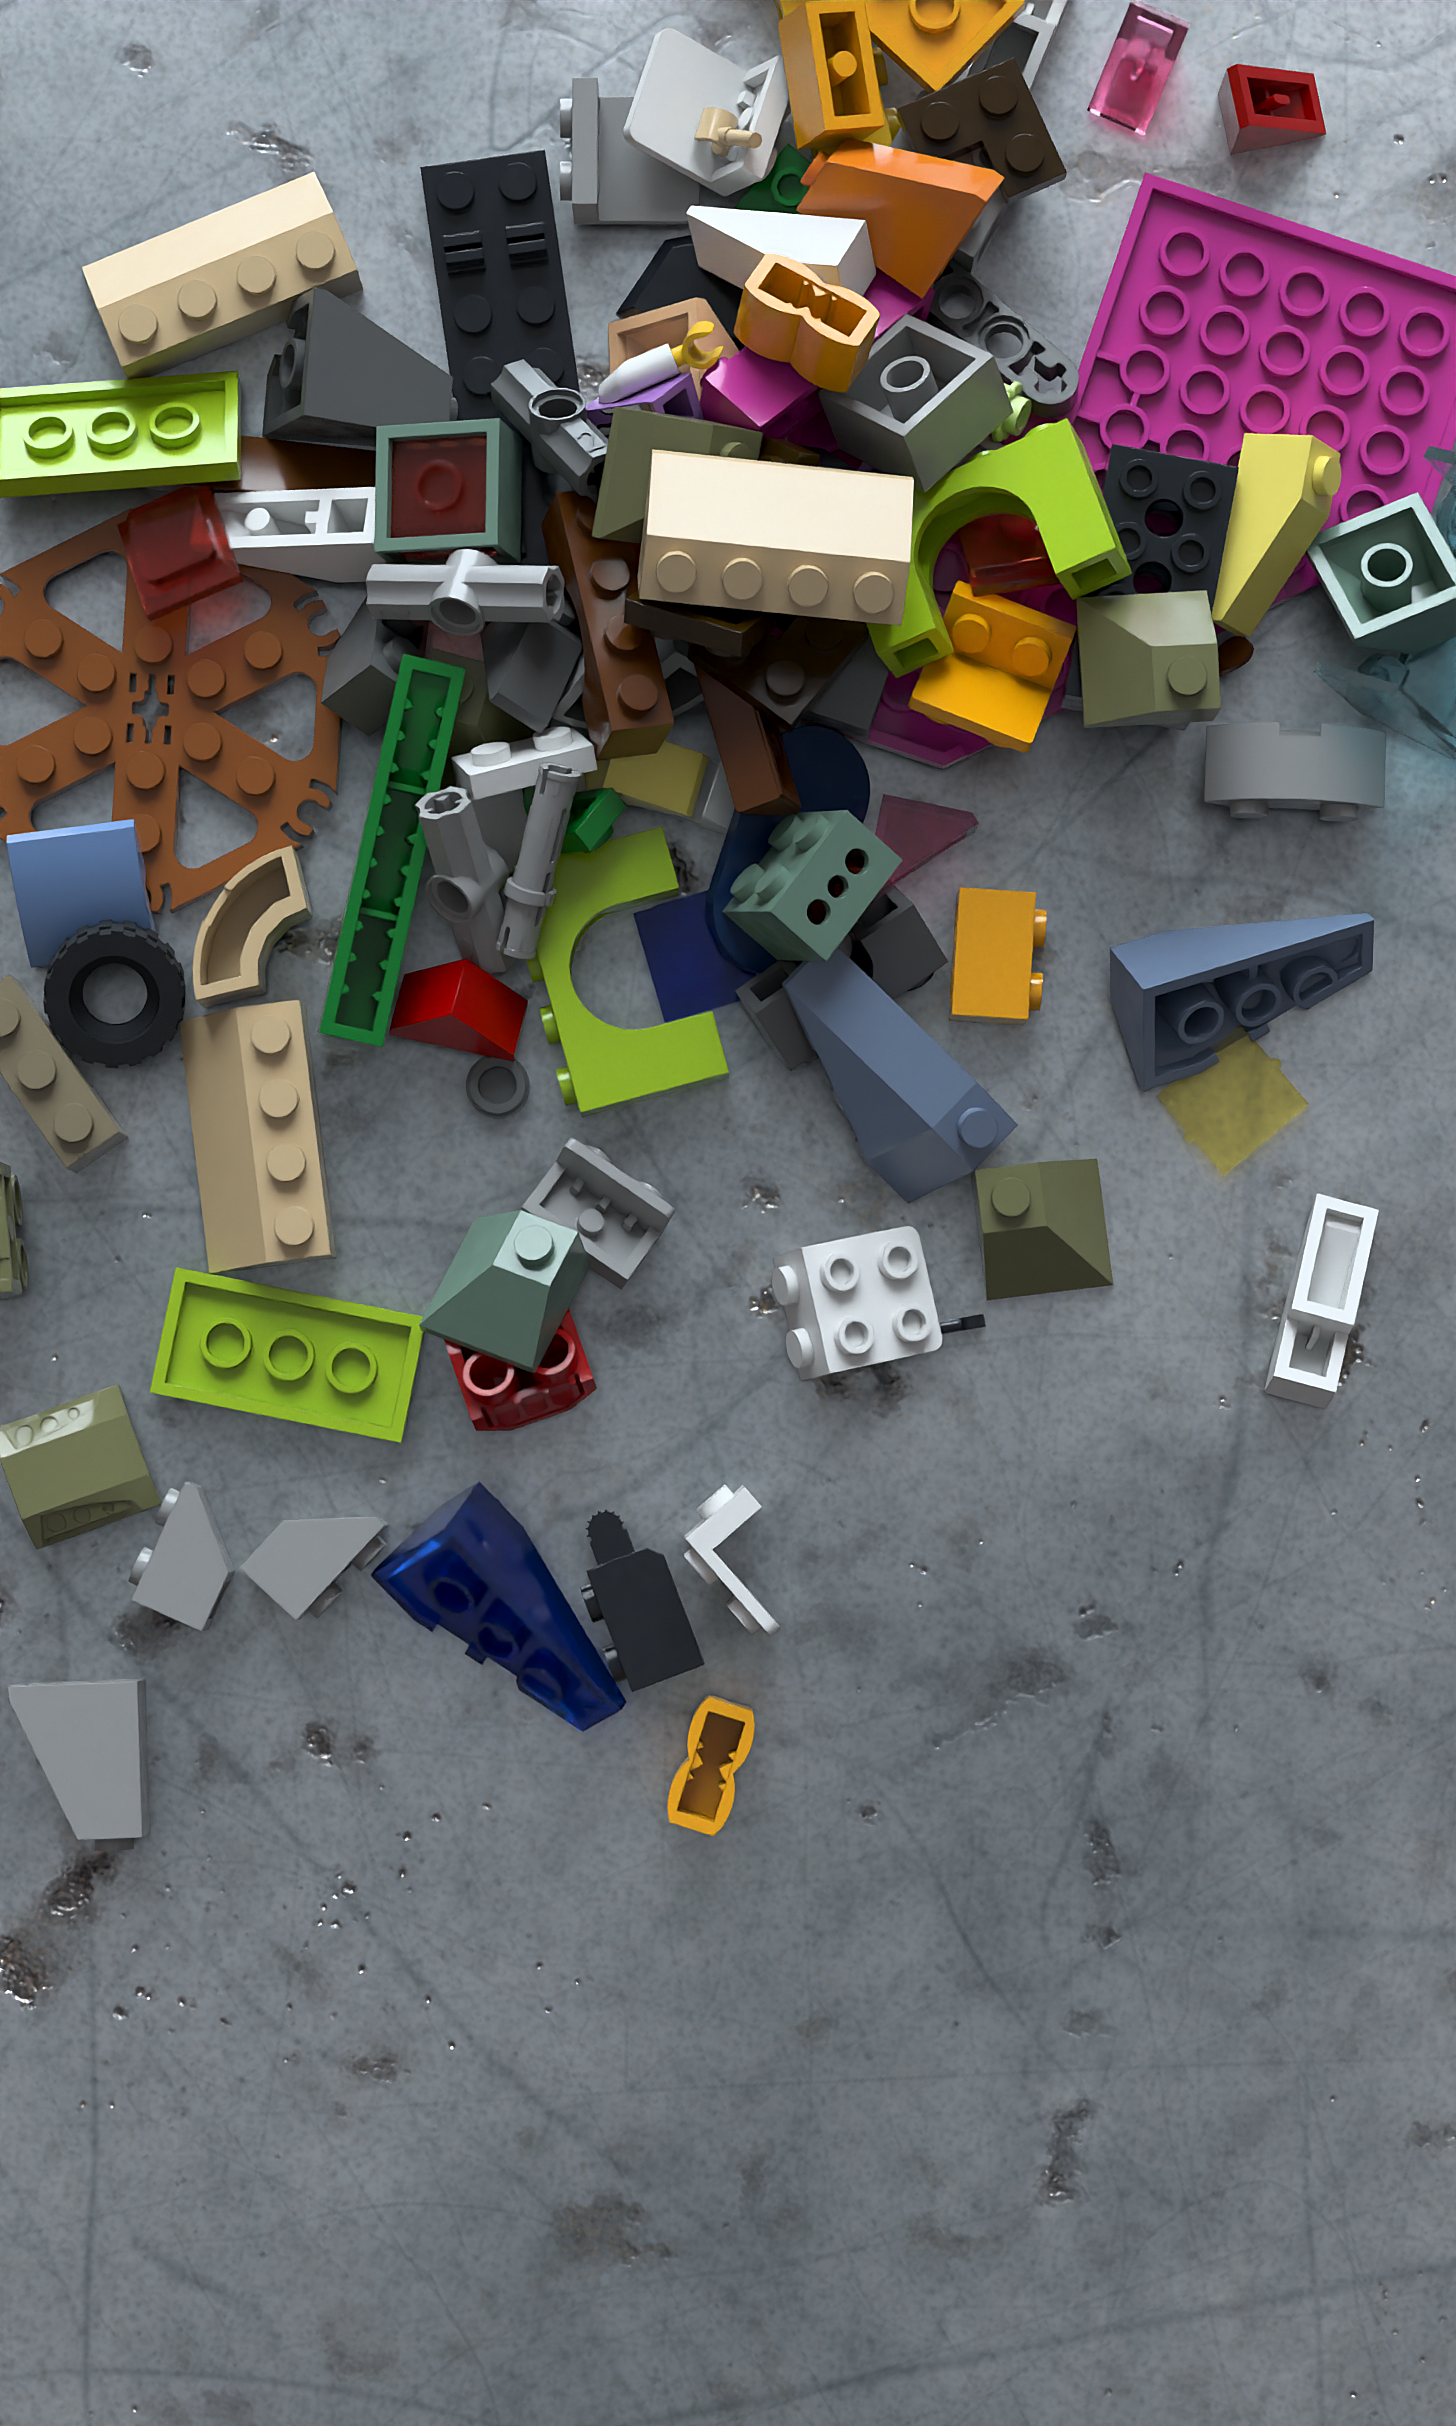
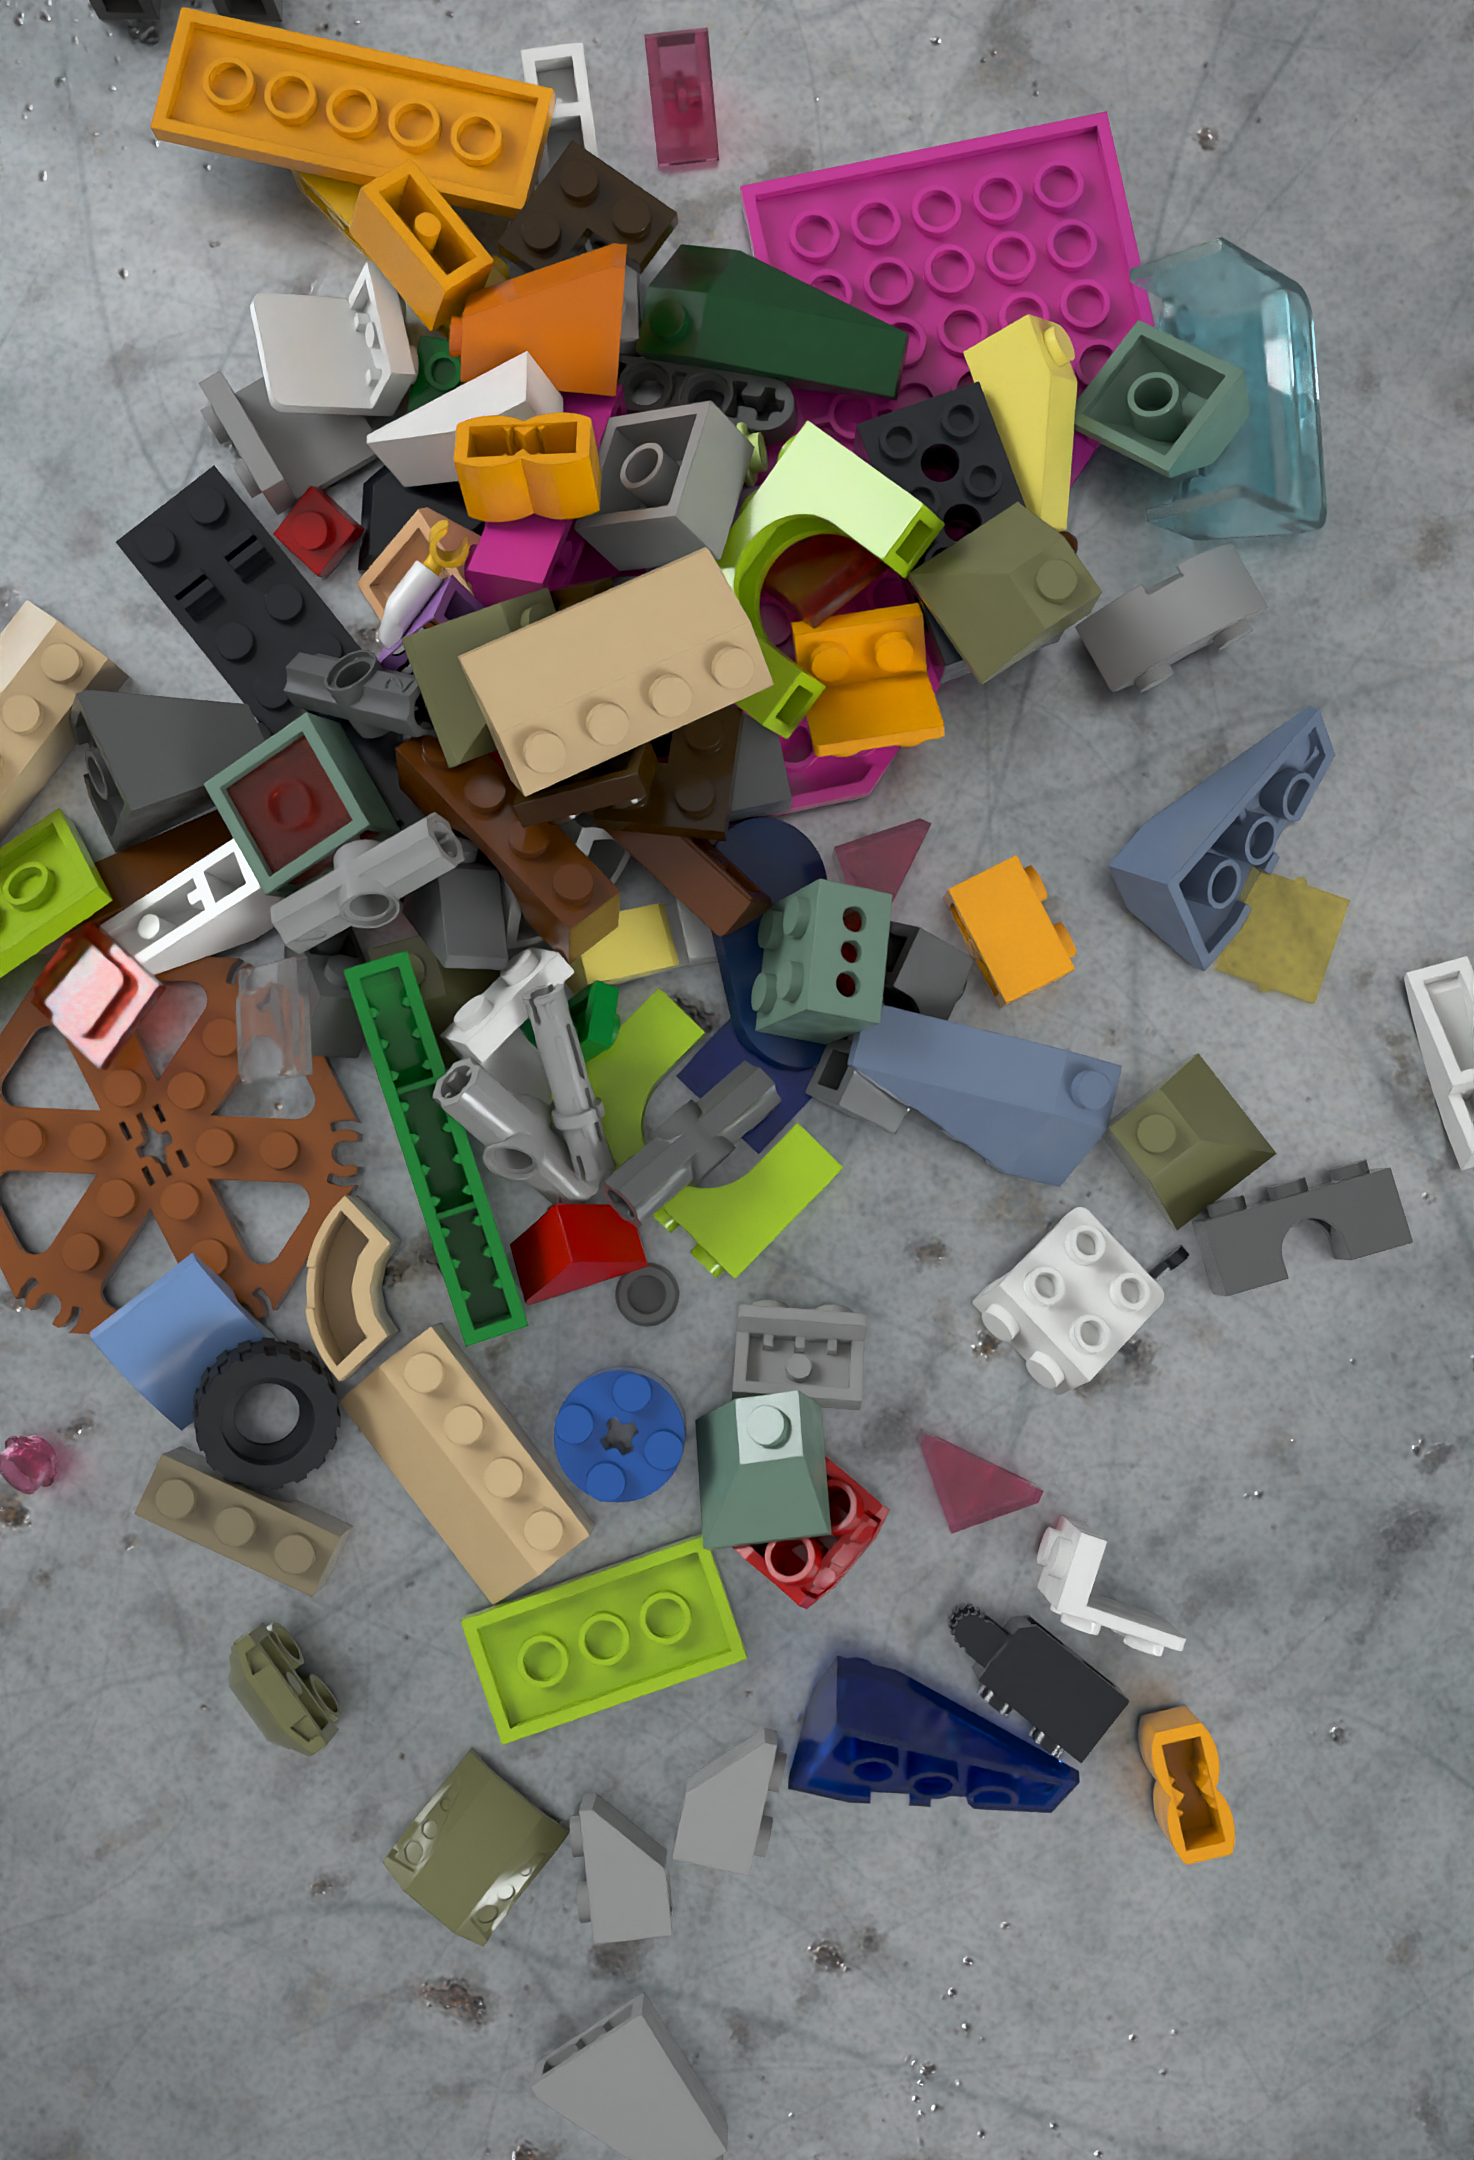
camera: 25 degrees left, 0 degrees up
(316, 663) = (274, 1021): none -> clear piece
(381, 1160) = (608, 1469): none -> blue brick
(601, 260) = (318, 531): none -> red plate
(611, 974) = (691, 1143): none -> dark grey piece
(676, 1407) = (971, 1487): none -> clear pink slope
(721, 129) = (354, 353): tan hand -> none
(1083, 295) = (756, 320): none -> dark green wedge
(1148, 1366) = (1354, 1209): none -> dark grey arch
(1268, 107) = (809, 74): red slope -> none

